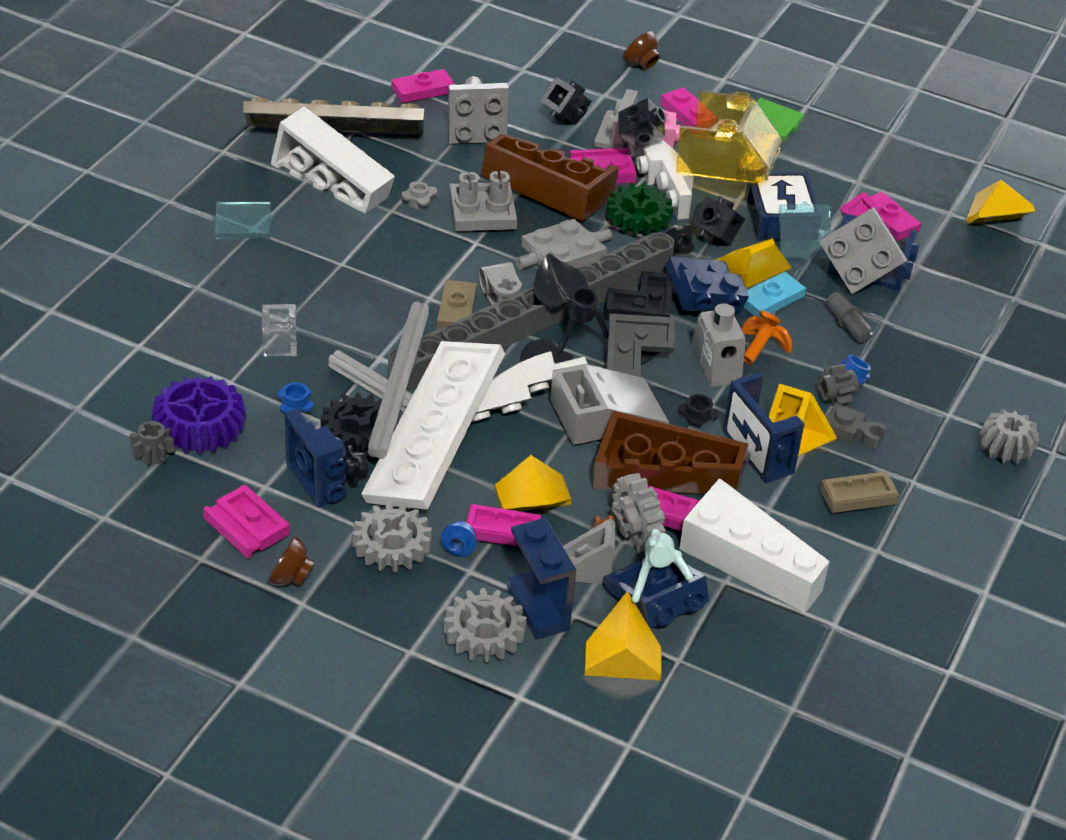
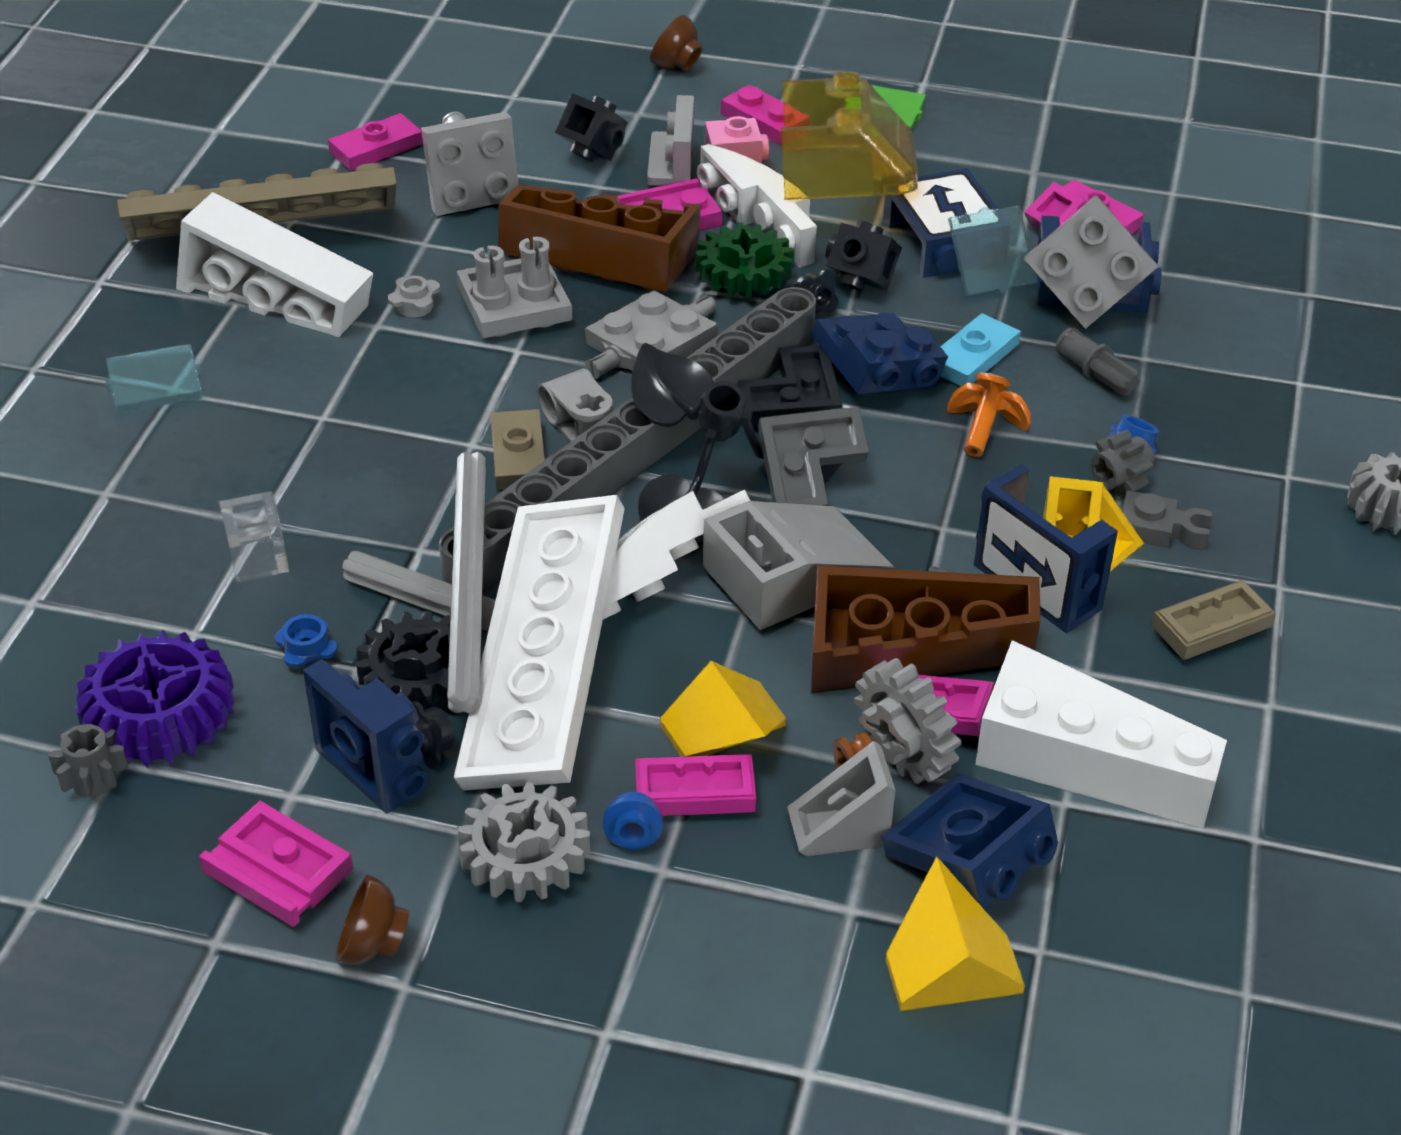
camera: 10 degrees left, 0 degrees up
(484, 624) = (719, 961): light grey gear -> none
(549, 588) = (809, 872): dark blue panel -> none
(642, 123) = (717, 137): black brick -> none
(659, 554) = (965, 783): light aqua plant -> none
(699, 409) = (931, 539): black plate -> none
(719, 345) = (933, 436): light grey torso -> none
(756, 262) = (937, 304): yellow slope -> none
(997, 204) = (1238, 168): yellow slope -> none

